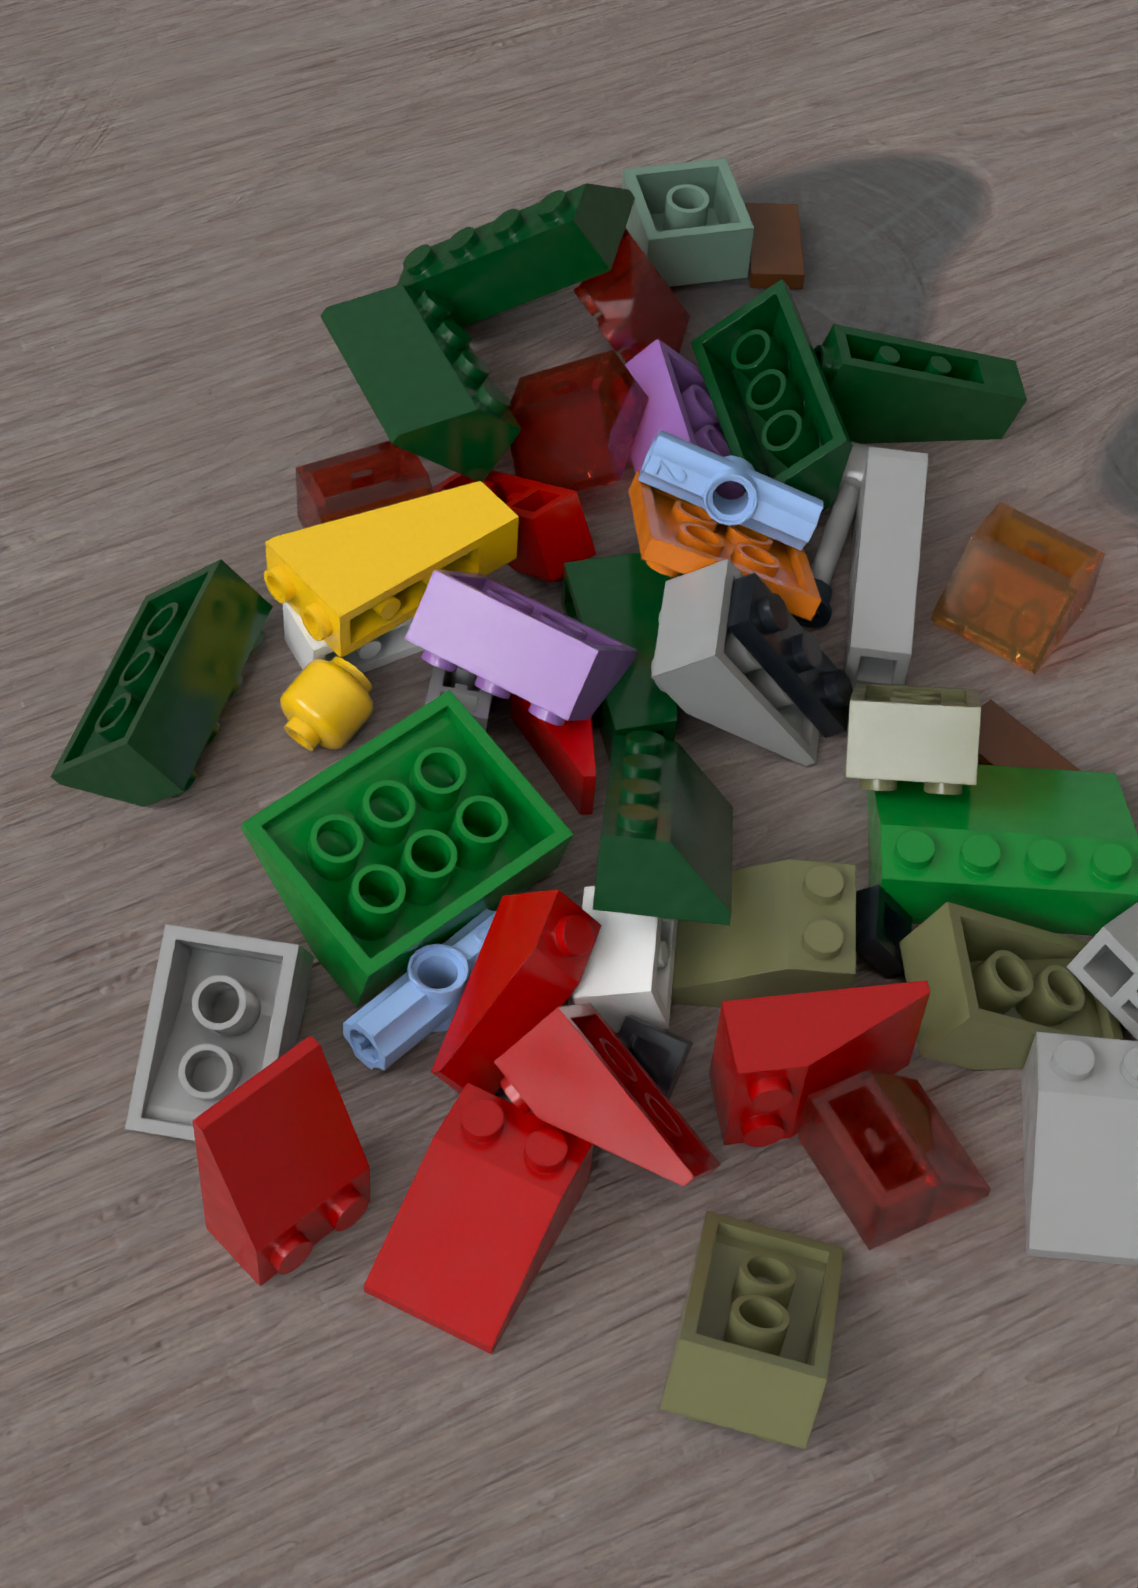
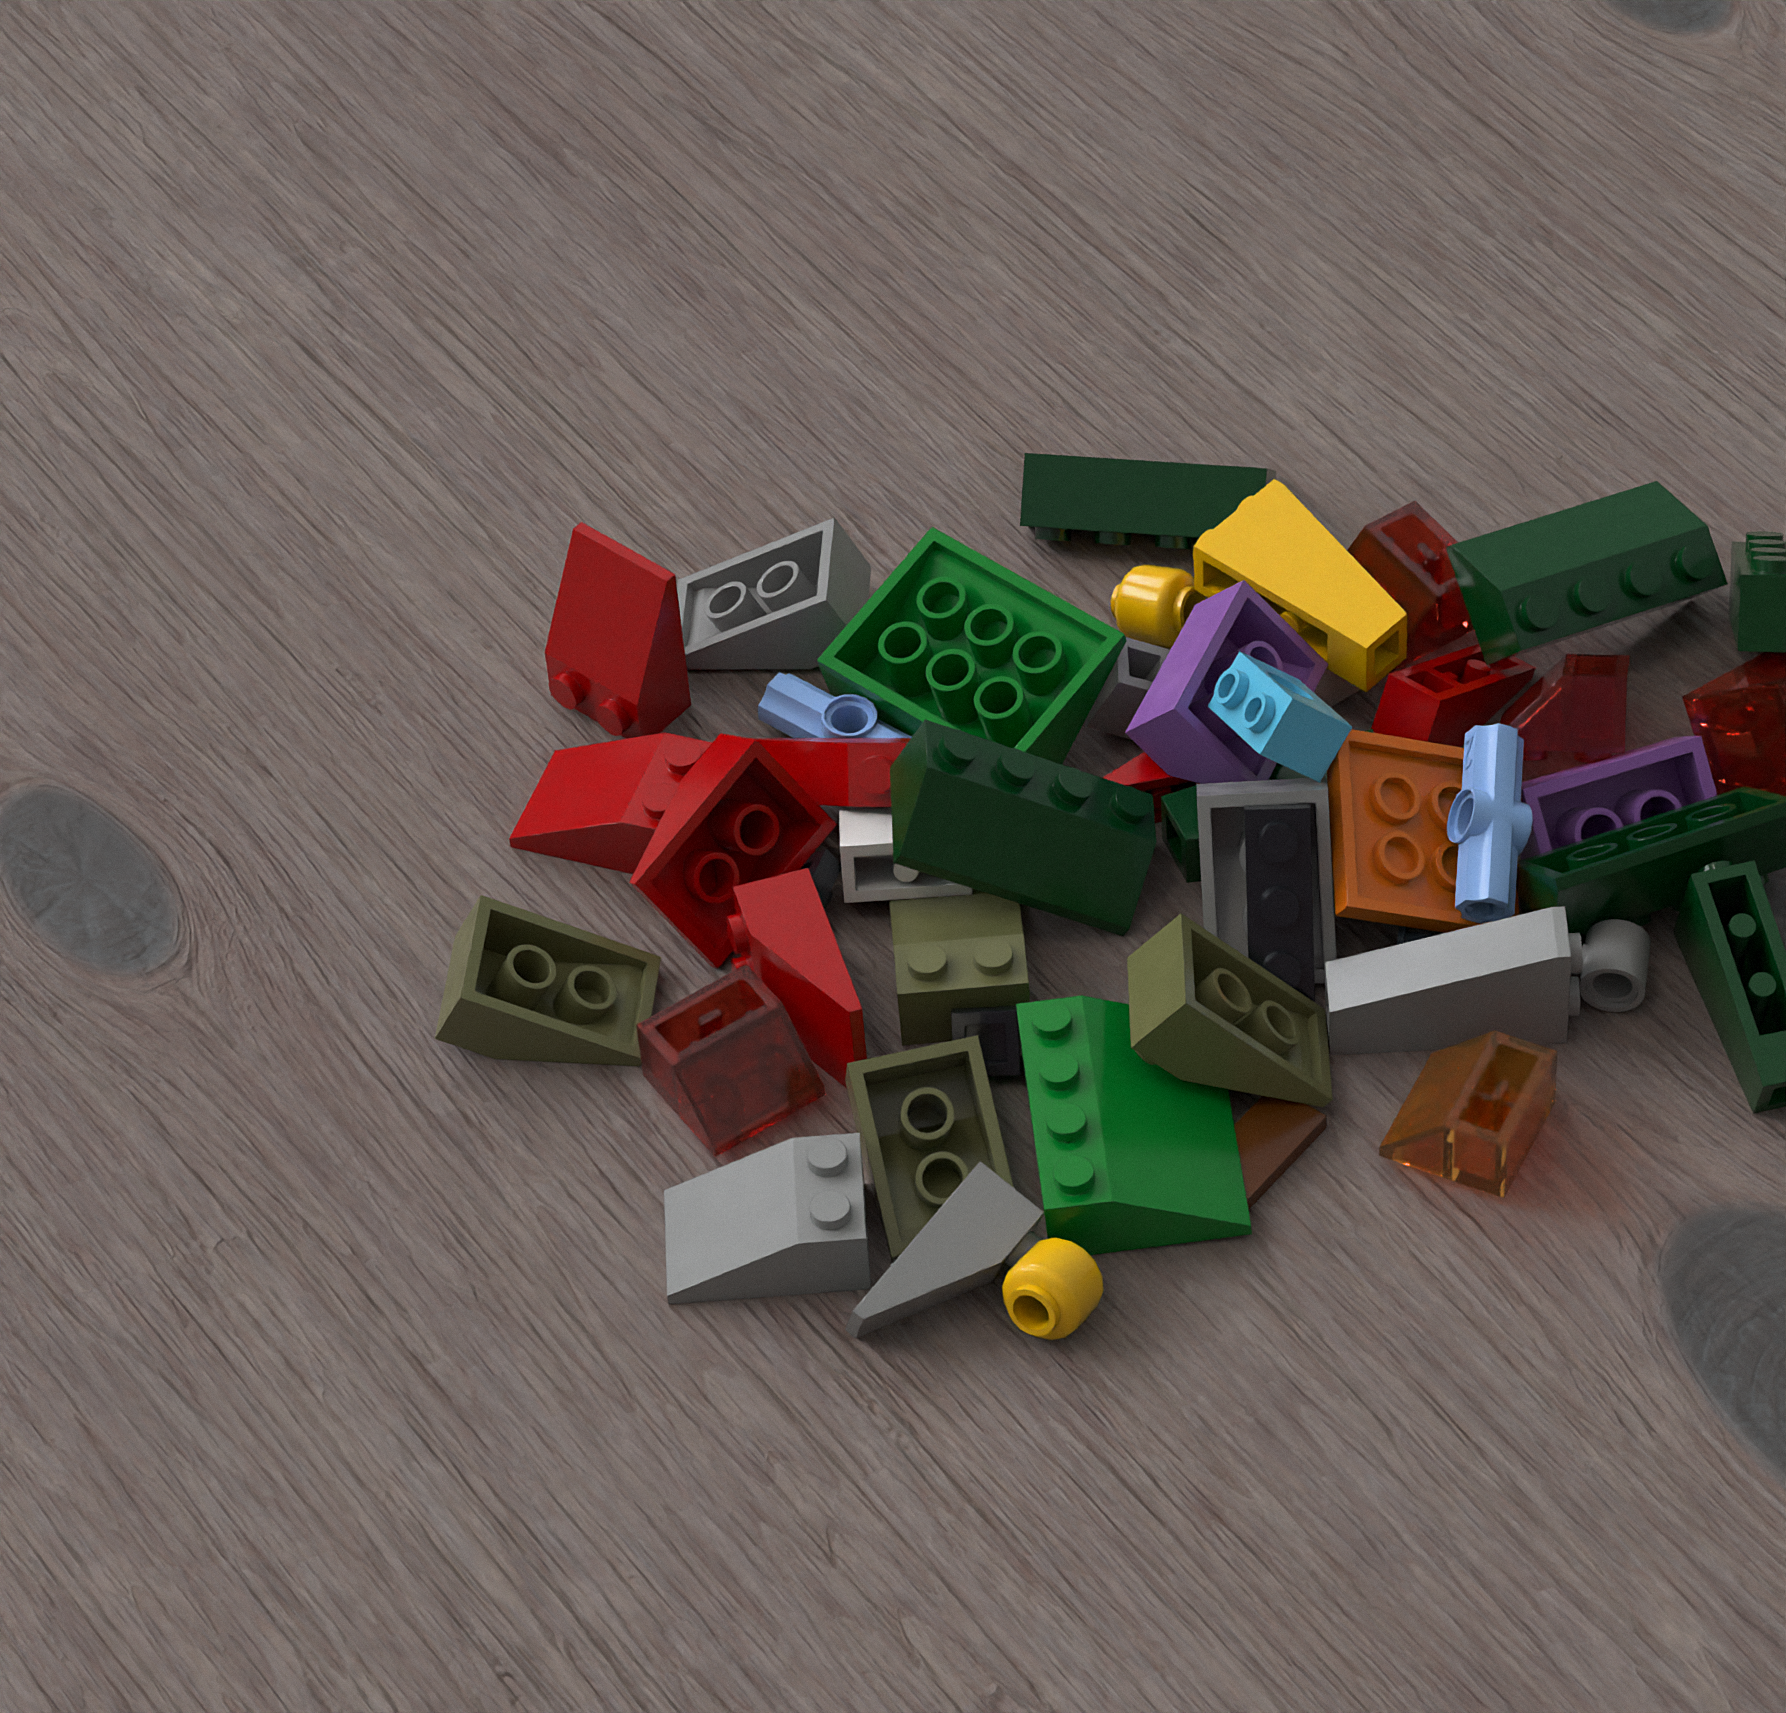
camera: 90 degrees right, 5 degrees down
(625, 576) = (1279, 716): none -> medium azure brick

